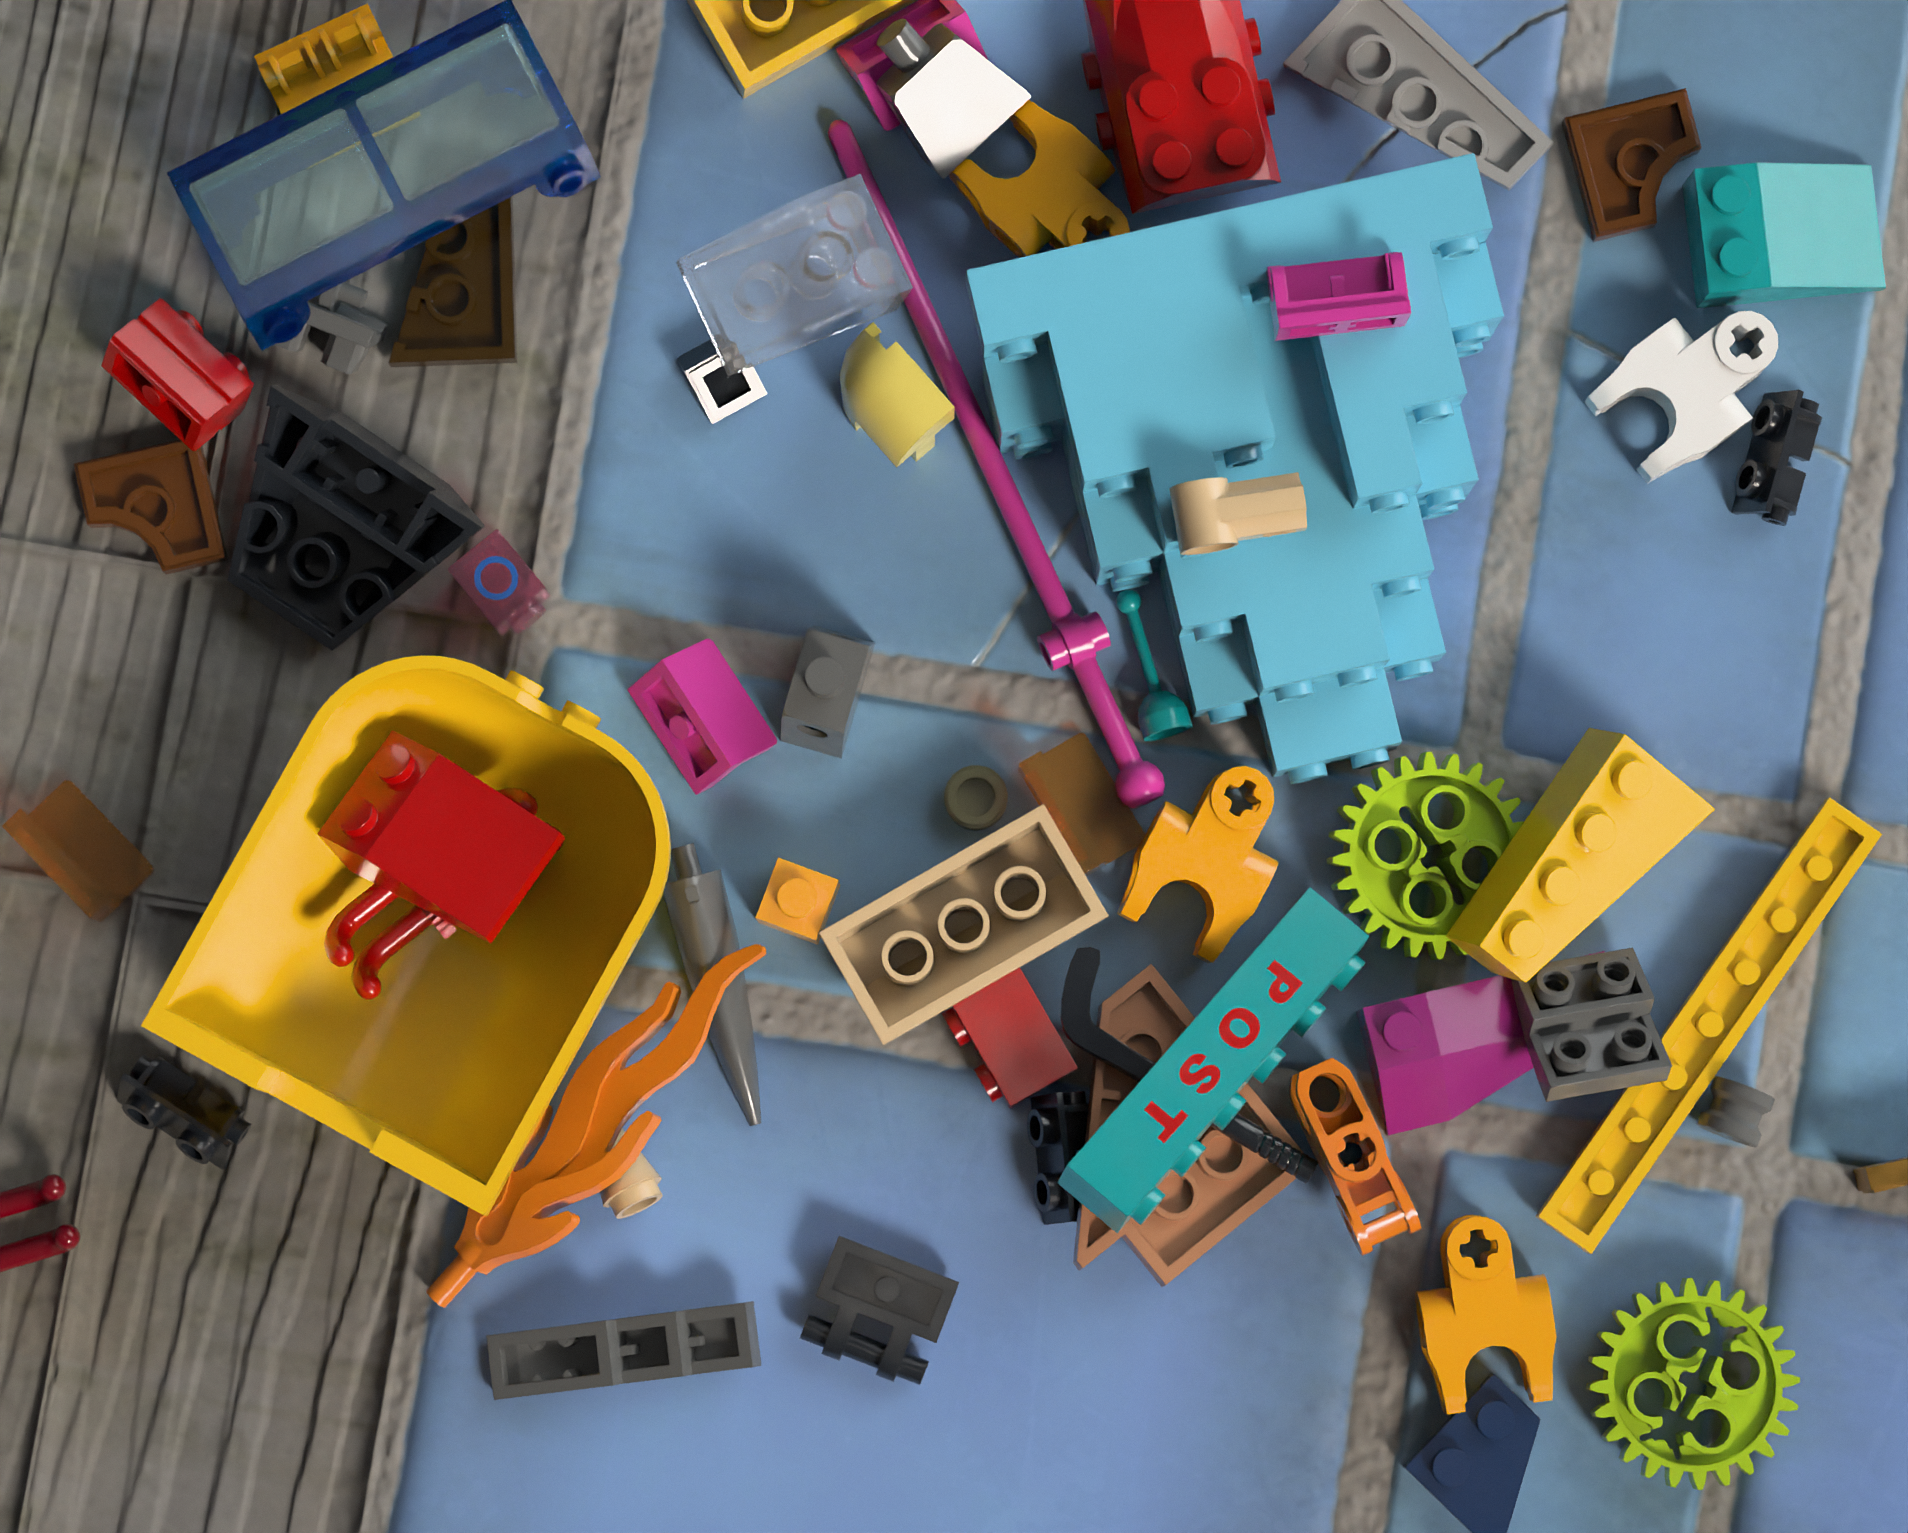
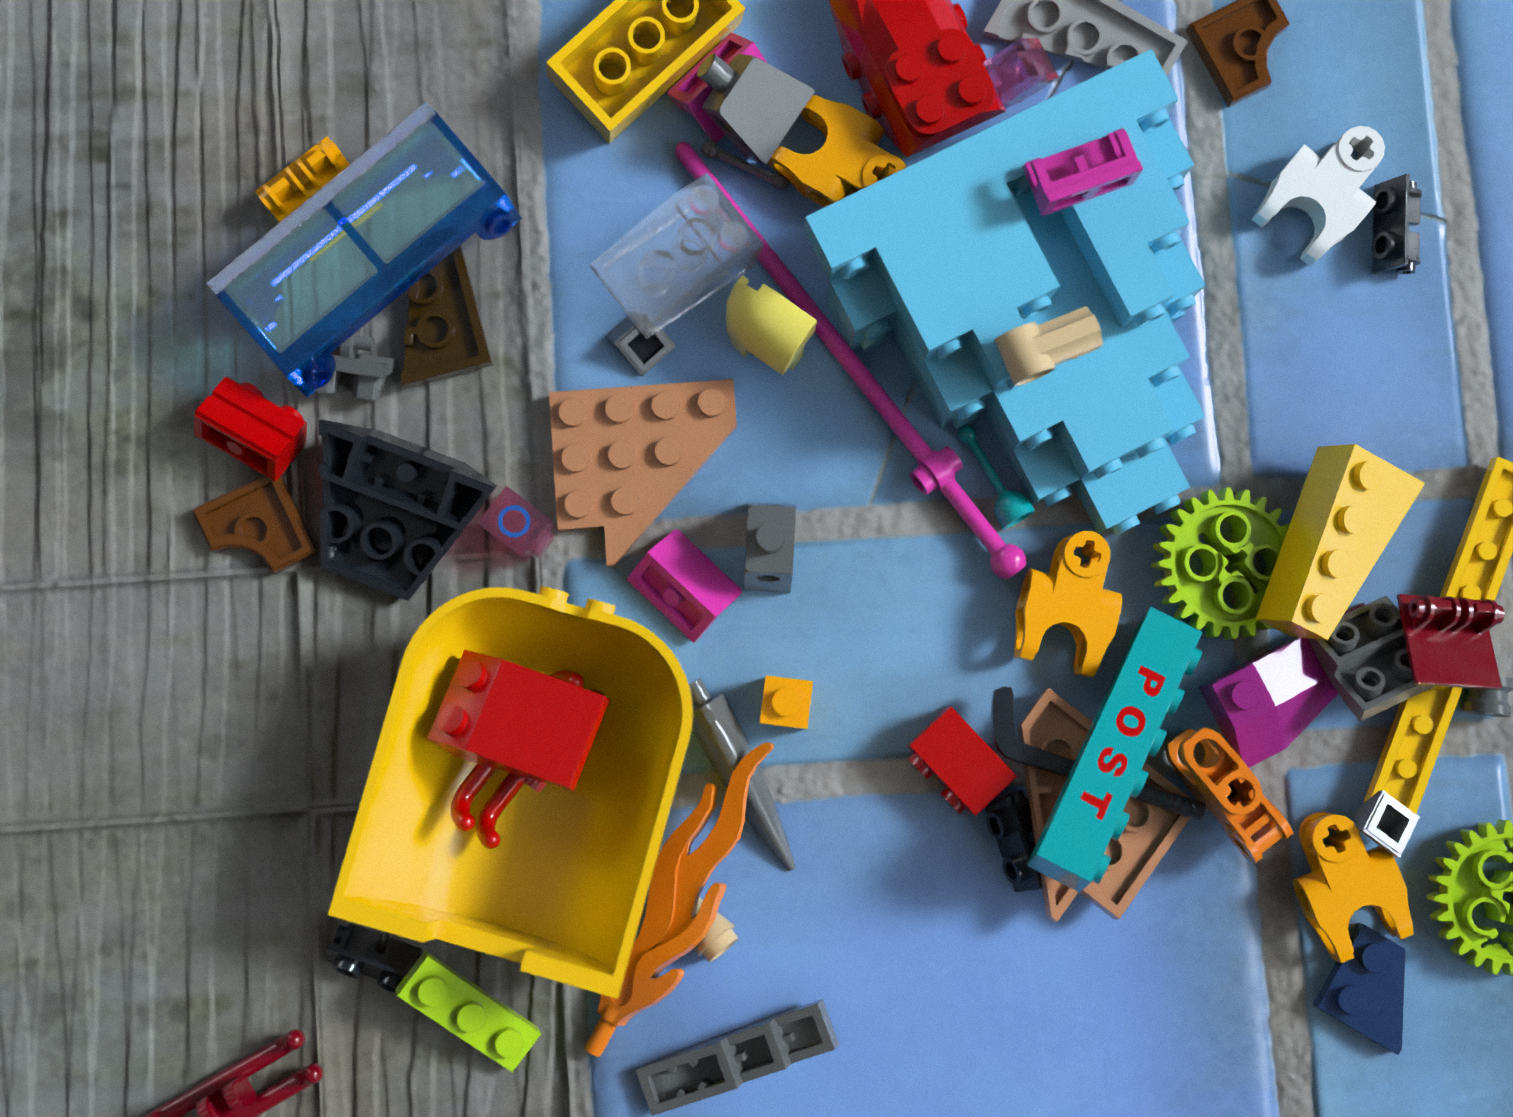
camera: 15 degrees left, 0 degrees up
(80, 850) = (259, 787): clear orange panel -> none
(286, 1205) = (468, 1011): none -> lime plate
(674, 523) = (632, 452): none -> nougat wing
(878, 139) = (711, 149): none -> dark grey hinge
(889, 1292) = (918, 969): black plate -> none
(963, 924) = (911, 693): tan slope -> none
(975, 797) = (893, 598): olive tile -> none
(1082, 802) = (969, 585): clear orange panel -> none
(1315, 131) = (1020, 70): none -> clear pink brick
(1552, 1244) = (1386, 822): none -> slope
(1693, 1024) = (1451, 640): none -> dark red hinge
(1782, 232) = (1358, 69): slope -> none

